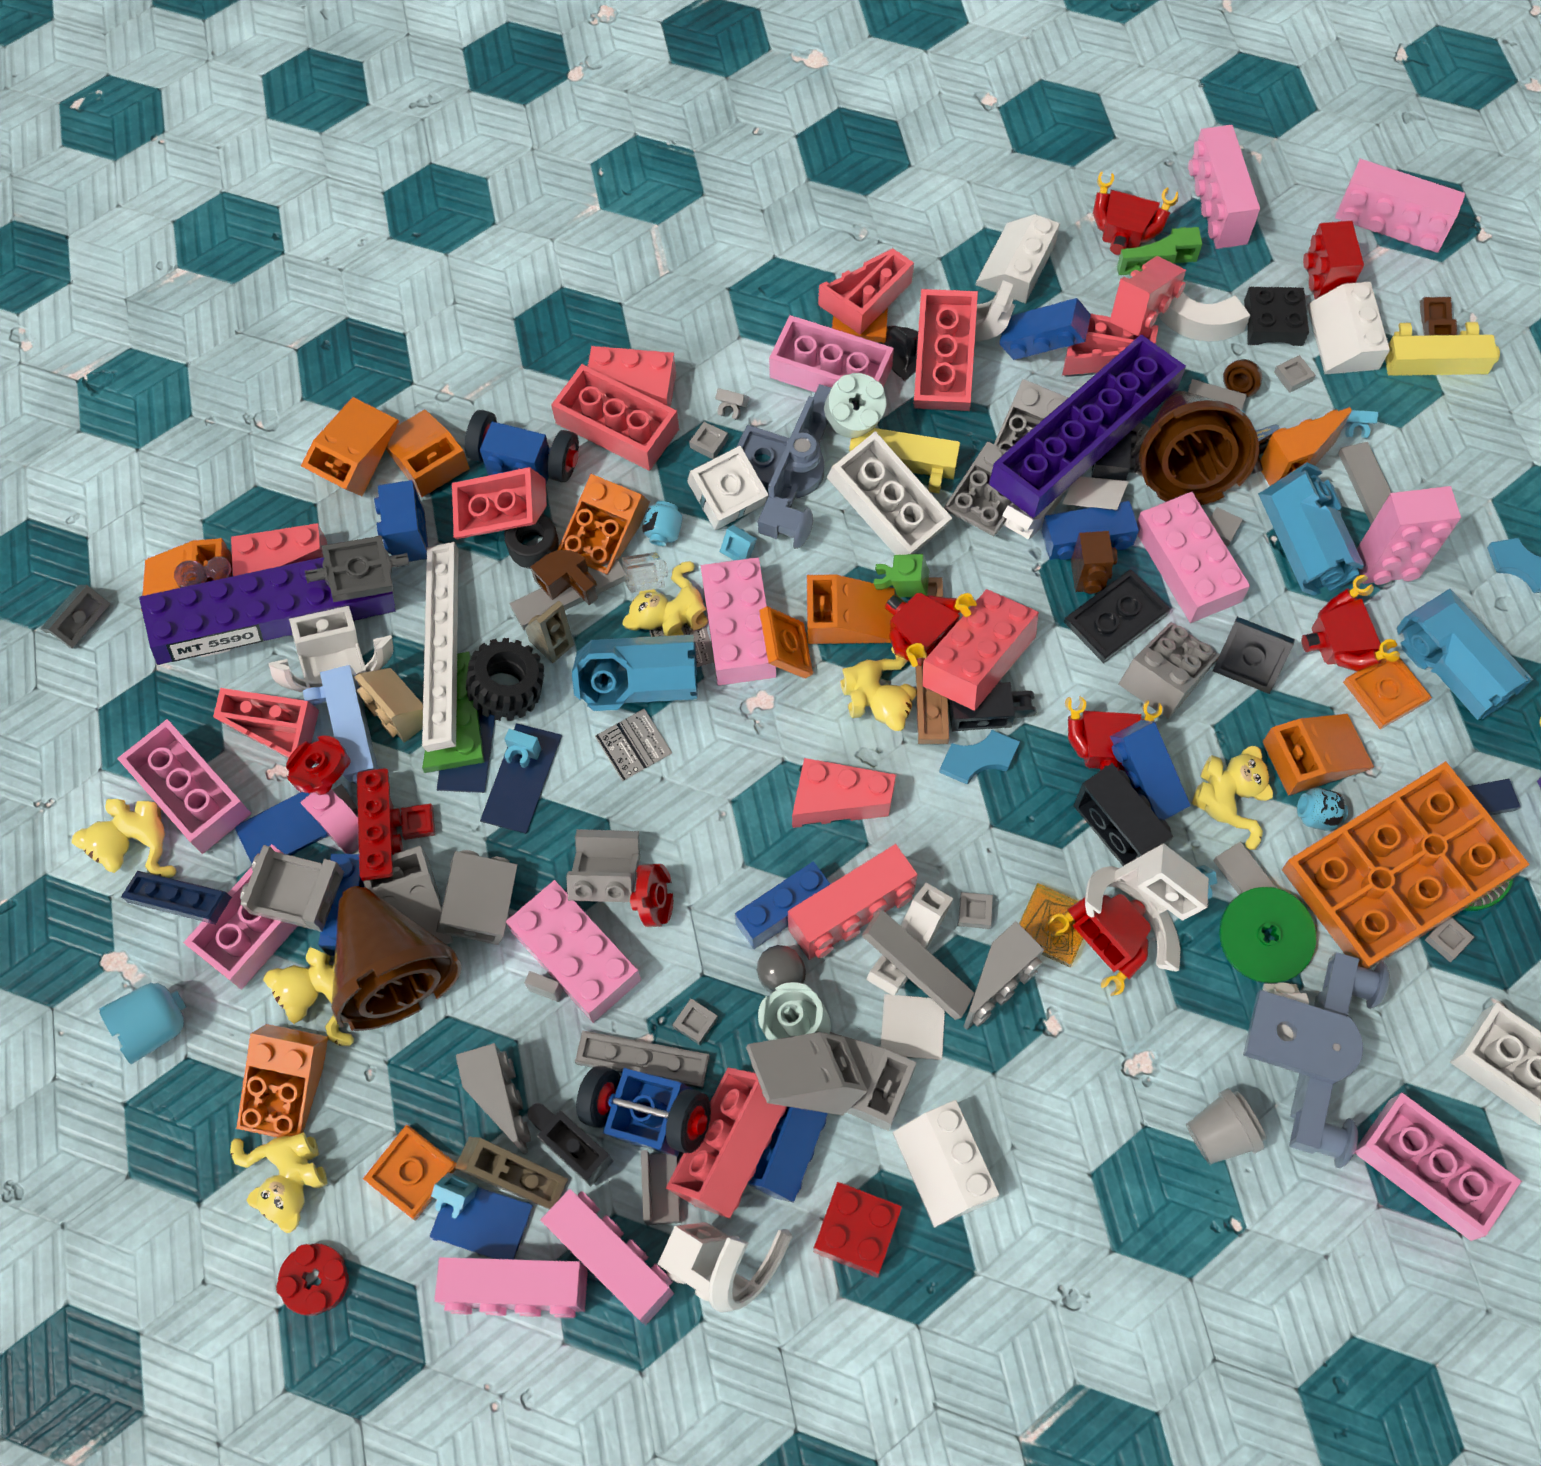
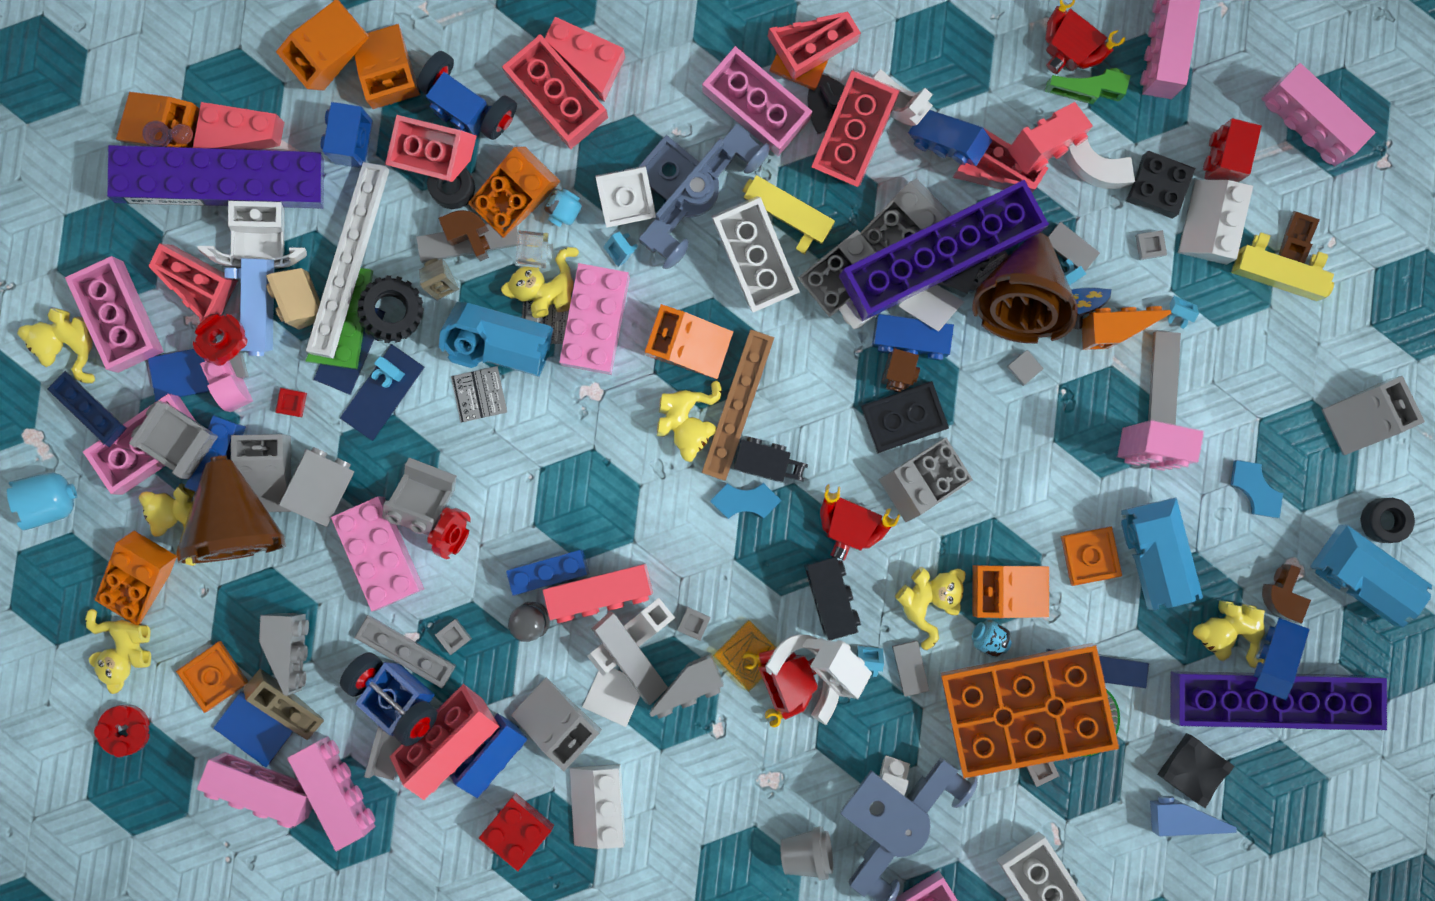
camera: 15 degrees right, 20 degrees up
(76, 615) = (61, 125): dark grey panel -> none
(357, 568) = (293, 175): dark grey plate -> none
(377, 825) = (255, 403): red bracket -> none
(454, 1192) = (236, 706): medium azure tile -> none
(543, 986) = (346, 571): light grey tile -> none
(570, 1143) = (329, 700): black brick -> none
(708, 440) = (629, 137): light grey tile -> none
(709, 1263) = (394, 827): white piece -> none
(731, 399) = (662, 105): light grey tile -> none
(786, 642) = (625, 354): orange tile -> none
(792, 1012) = (537, 671): light aqua brick -> none
(808, 1072) = (512, 718): light grey slope -> none
(839, 407) = (758, 177): light aqua brick -> none
(841, 792) = (622, 496): coral wedge -> none
(907, 575) = (742, 330): bright green brick -> none
(923, 623) = (738, 380): torso -> none
(980, 649) = (776, 417): coral brick -> none
(1020, 255) = (962, 46): white slope -> none
(1150, 767) = (867, 566): blue brick -> none
(1191, 557) = (984, 389): bright pink brick -> none
(1243, 377) = (1104, 236): reddish brown brick -> none
(1253, 655) = (994, 495): black tile -> none
(1290, 926) = (904, 739): green piece -> none
(1312, 530) = (1092, 401): dark azure brick -> none
(1346, 632) = (1079, 500): red torso -> none

